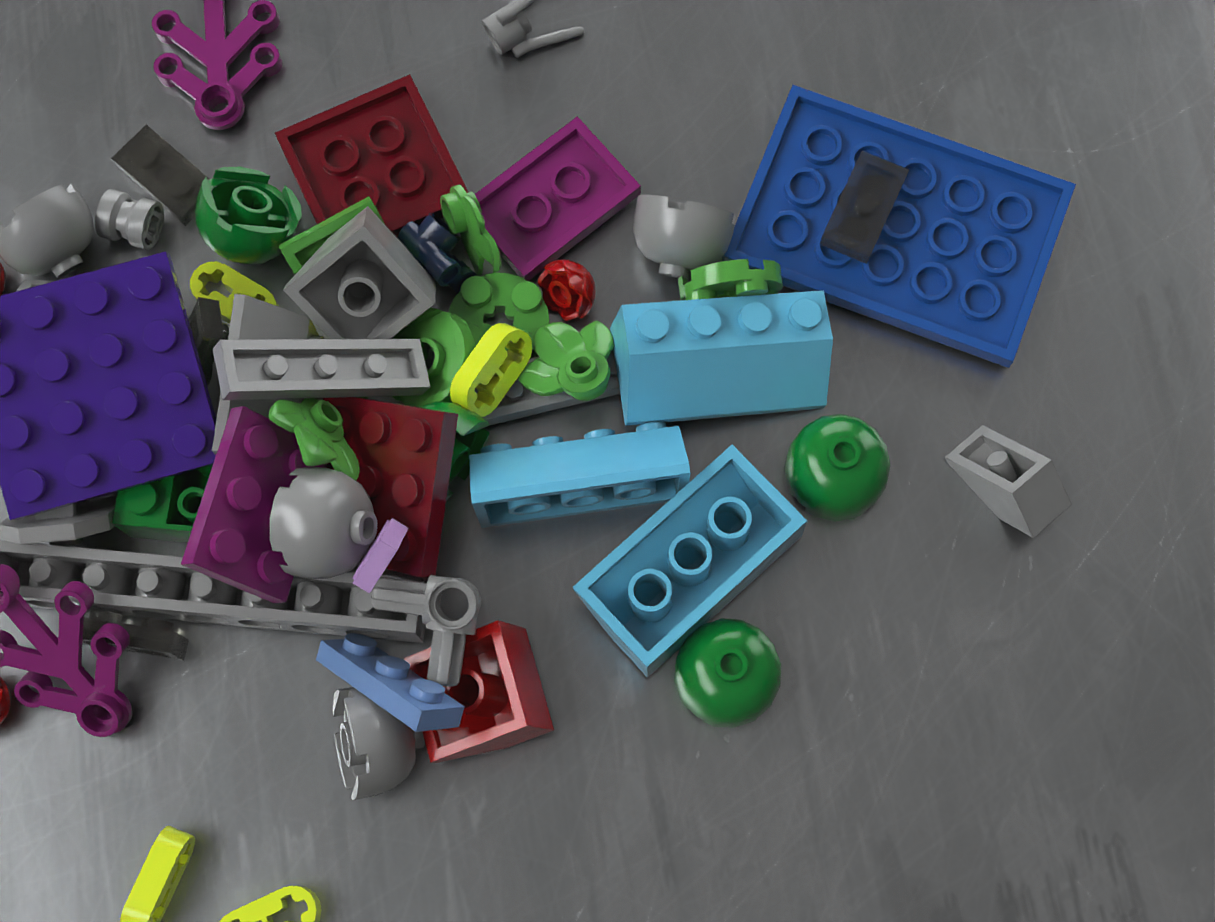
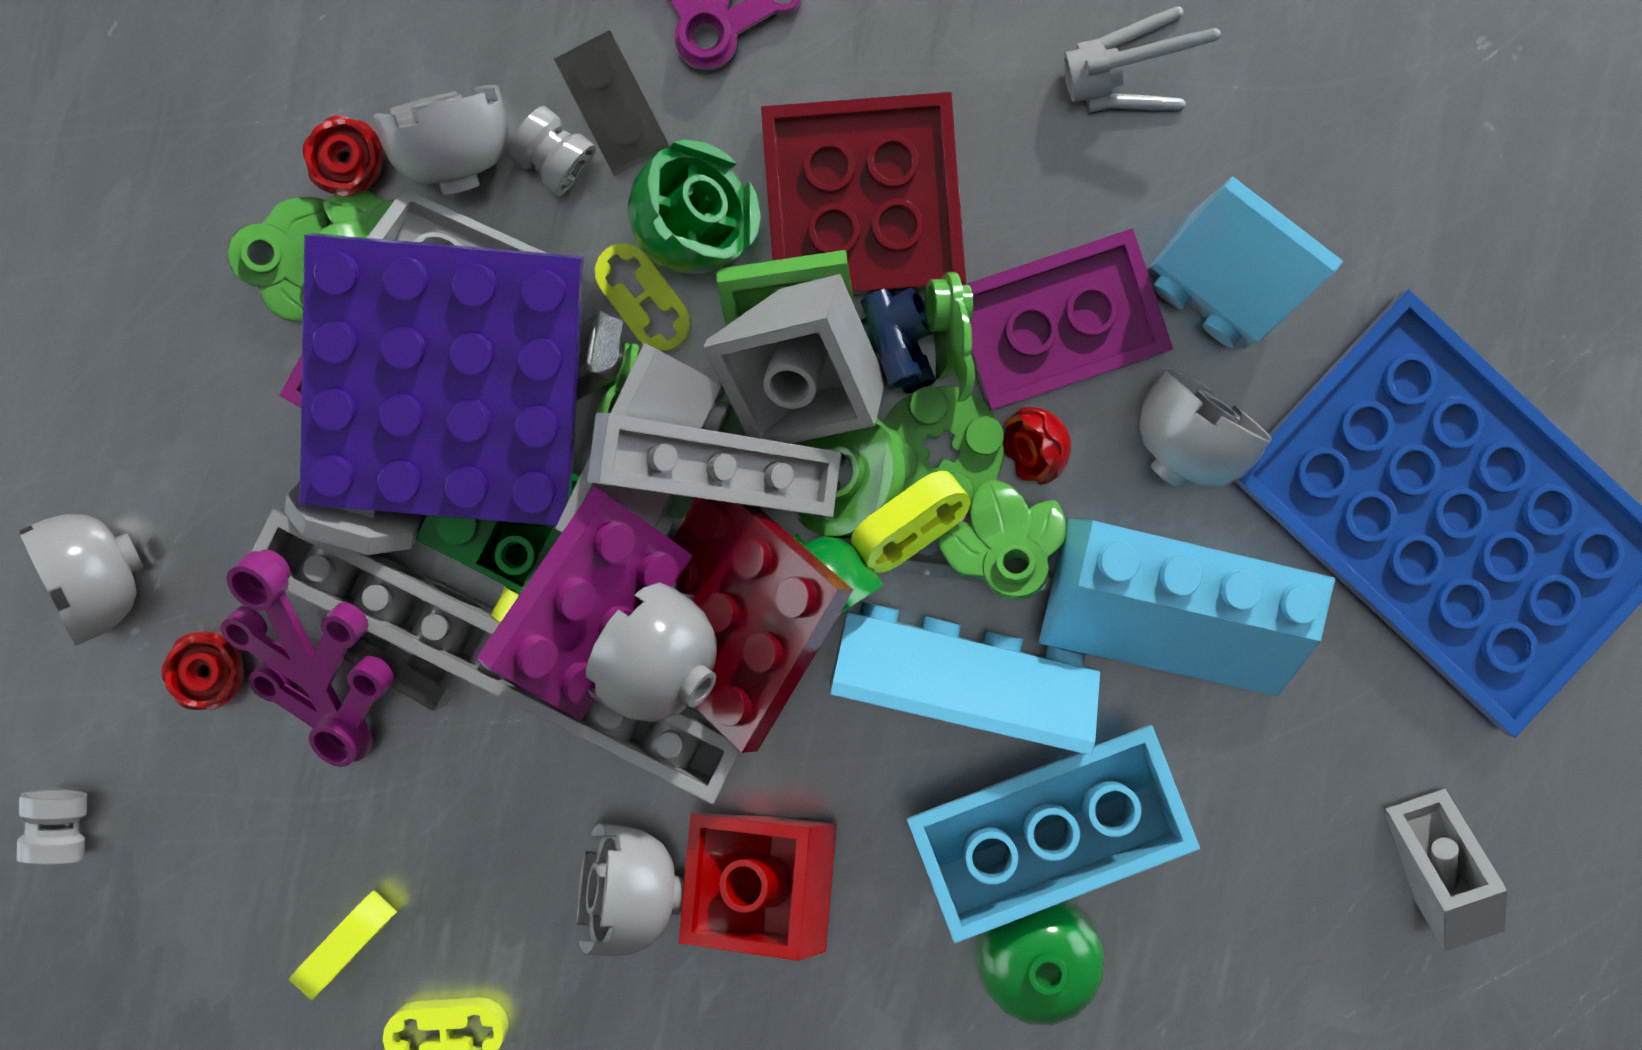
camera: 15 degrees right, 15 degrees up
(318, 433) = (684, 542): bright green plate -> none
(379, 555) = (706, 723): lavender tile -> none
(390, 683) = (665, 849): medium blue plate -> none
(424, 600) = (749, 816): light grey axle -> none
(658, 99) = (1240, 265): none -> medium azure slope
(731, 280) = (1247, 529): bright green plate -> none
(837, 467) = (1259, 776): green cylinder -> none
(864, 207) = (1428, 489): clear smoke plate -> none

